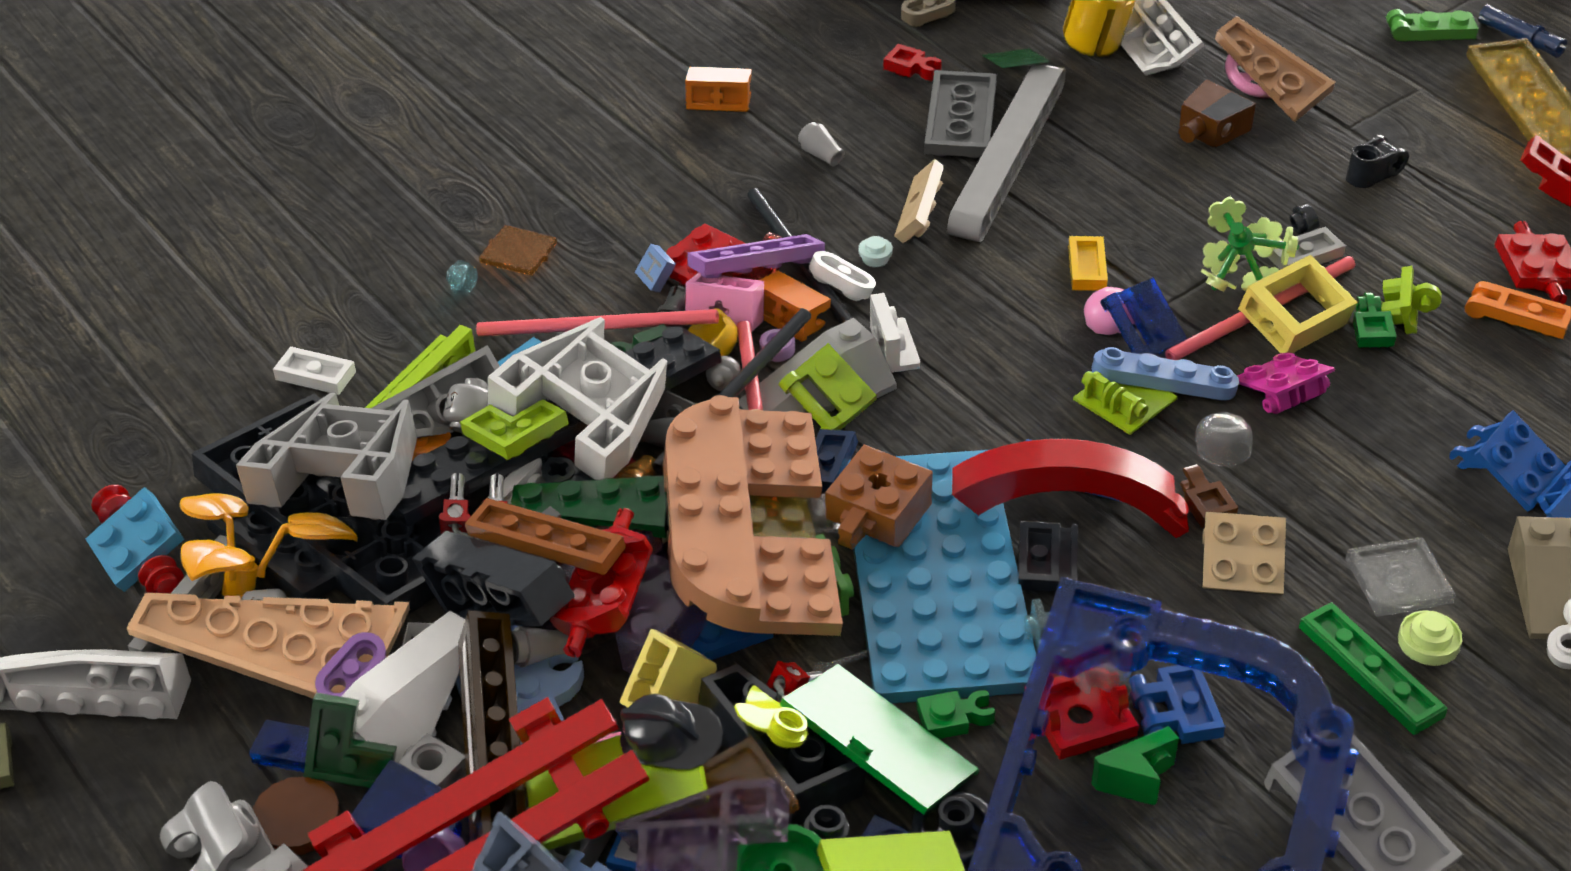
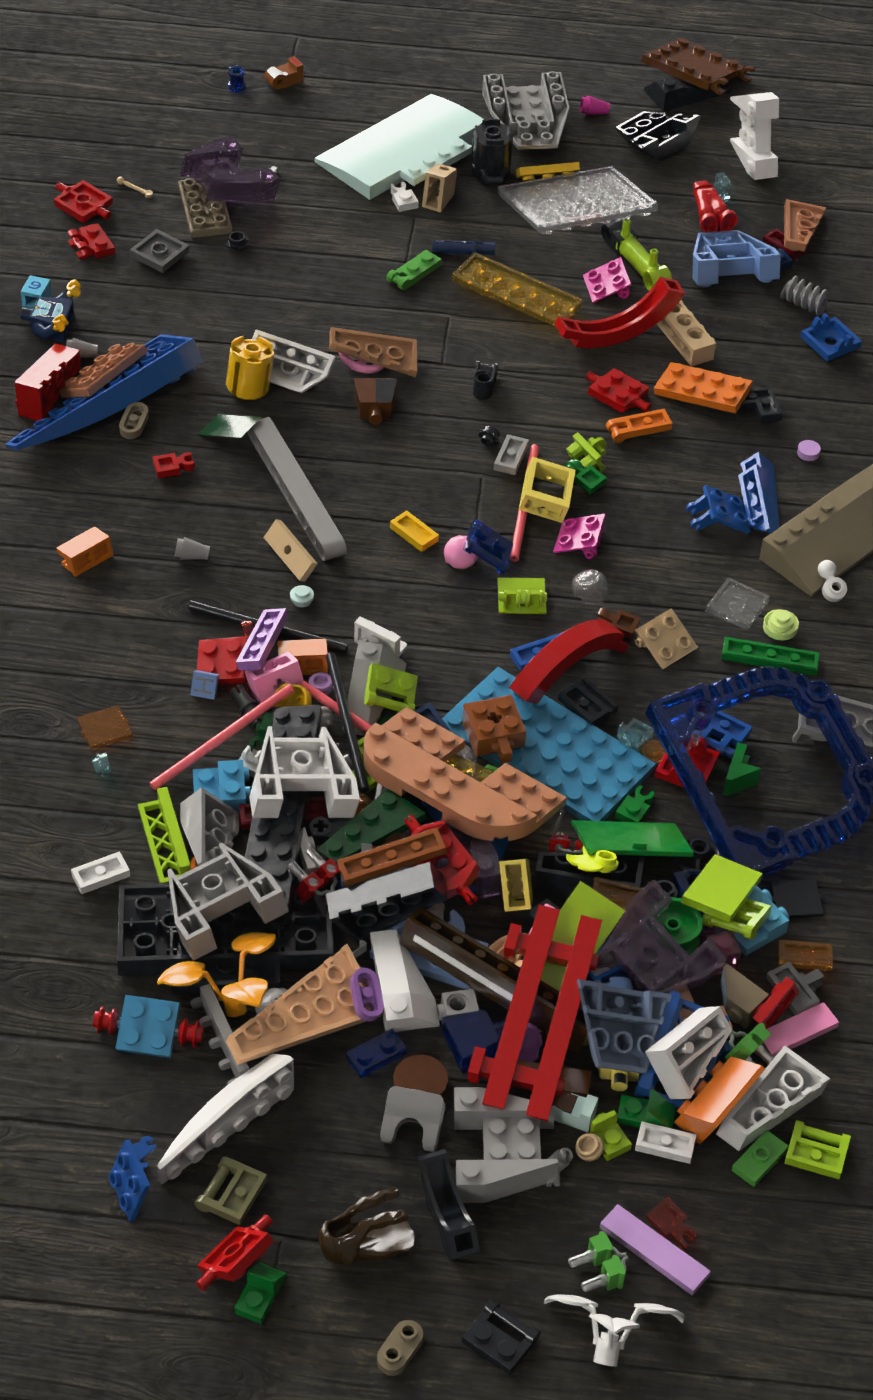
camera: 50 degrees left, 5 degrees up
(332, 749) = (411, 1032): dark green tile -> none
(464, 401) = (234, 827): light grey head -> none
(513, 435) = (292, 823): lime plate -> none
(670, 732) = (583, 896): black piece -> none
(842, 275) = (309, 621): white plate -> none
(960, 113) = (241, 481): dark grey plate -> none
(1166, 374) = (527, 569): medium blue plate -> none
(1242, 240) = (493, 463): yellowish green plant -> none

